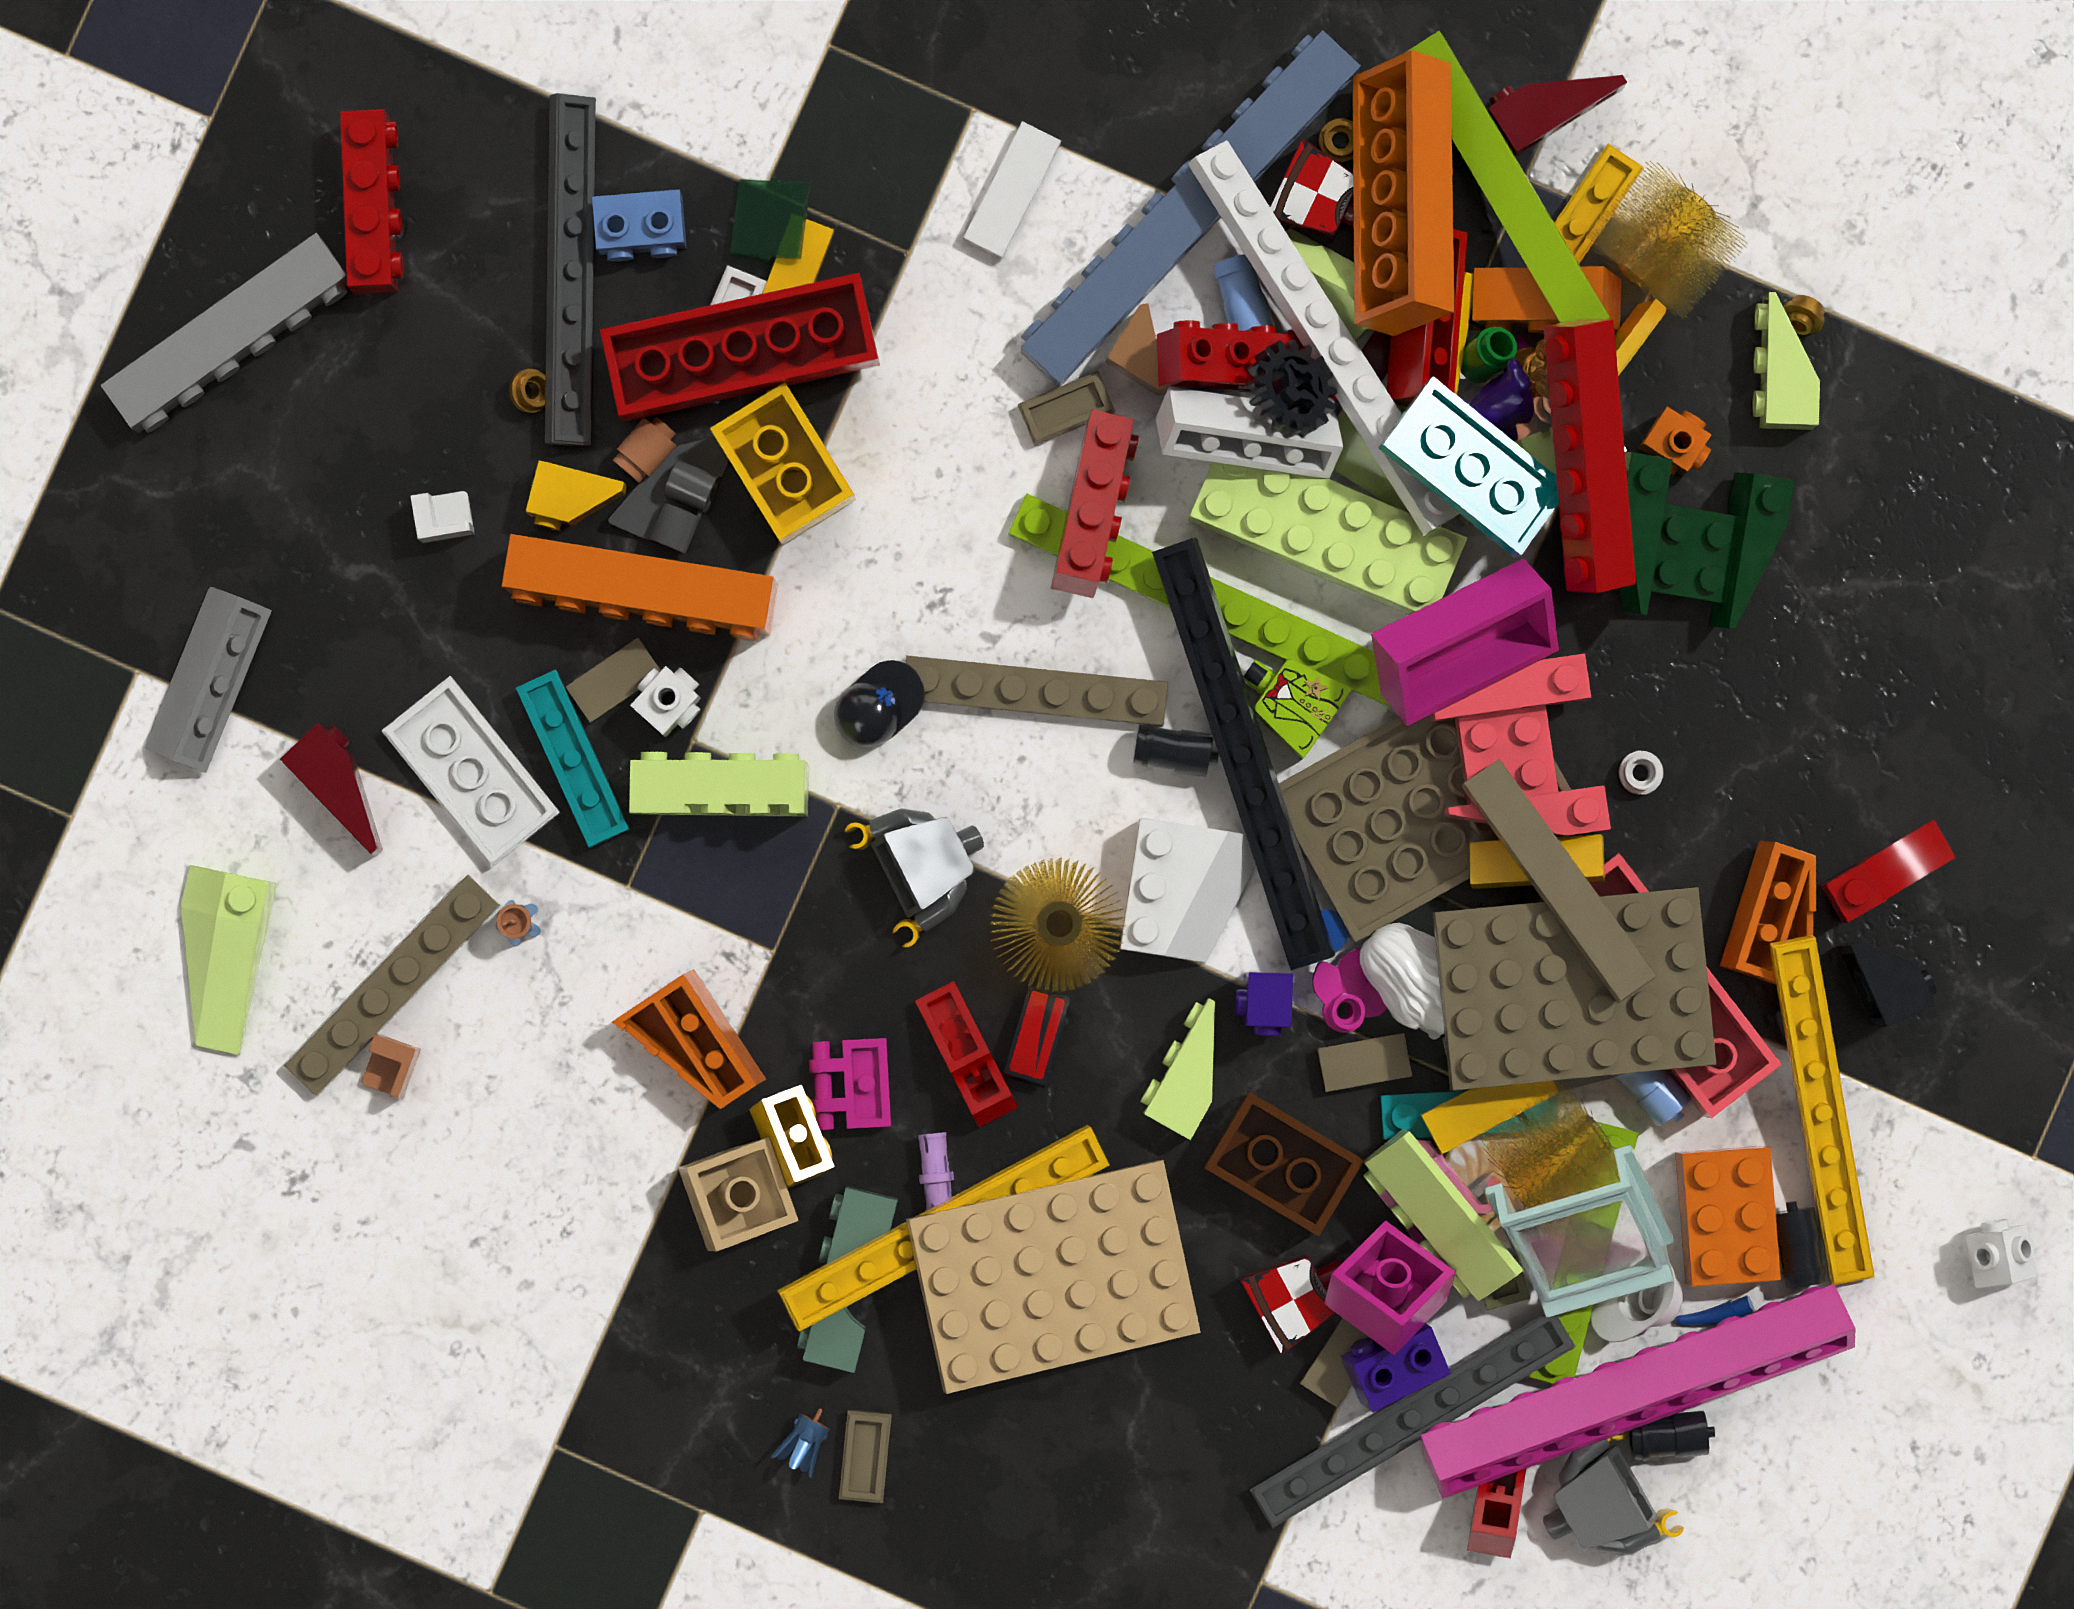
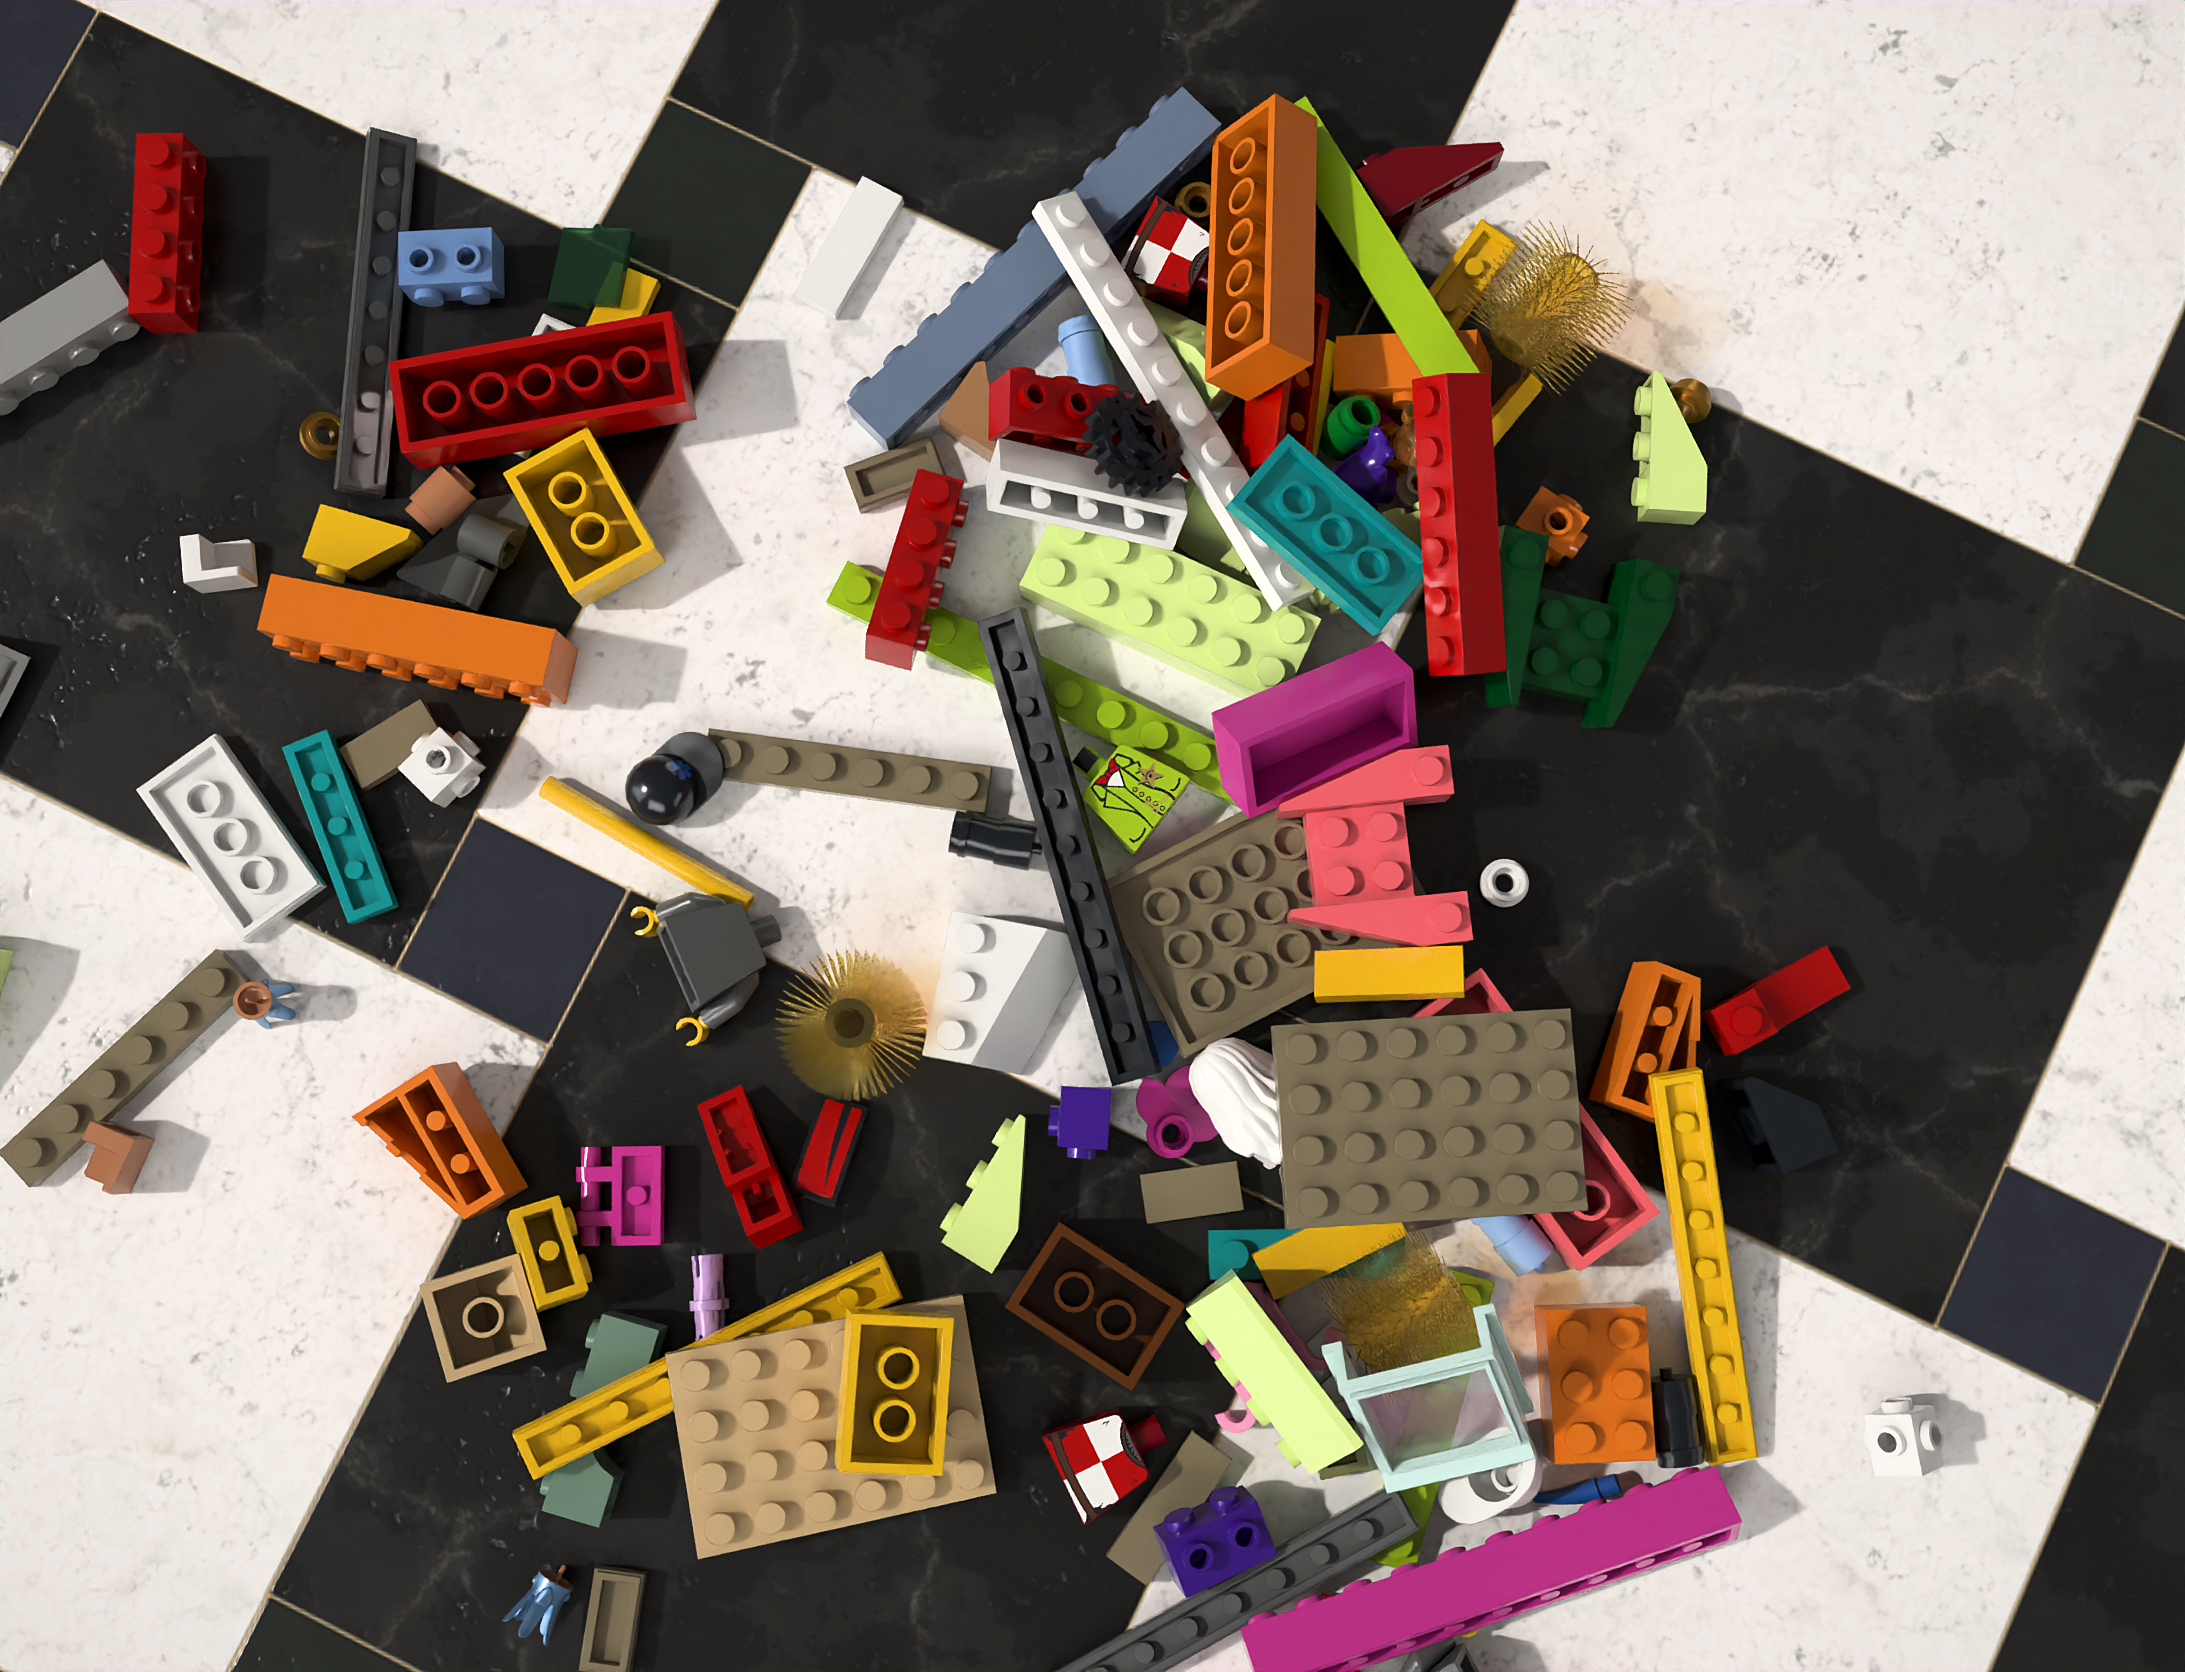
camera: 10 degrees right, 5 degrees down
(334, 779) = (80, 842): dark red slope -> none
(719, 786) = (495, 861): yellowish green wedge -> none
(851, 763) = (644, 843): none -> yellow piece
(1112, 1243) = (894, 1392): none -> yellow brick
(1389, 1287) = (1209, 1454): dark pink brick -> none
(1558, 881) = (1415, 996): dark tan tile -> none
(1675, 1435) = (1532, 1635): black piece -> none

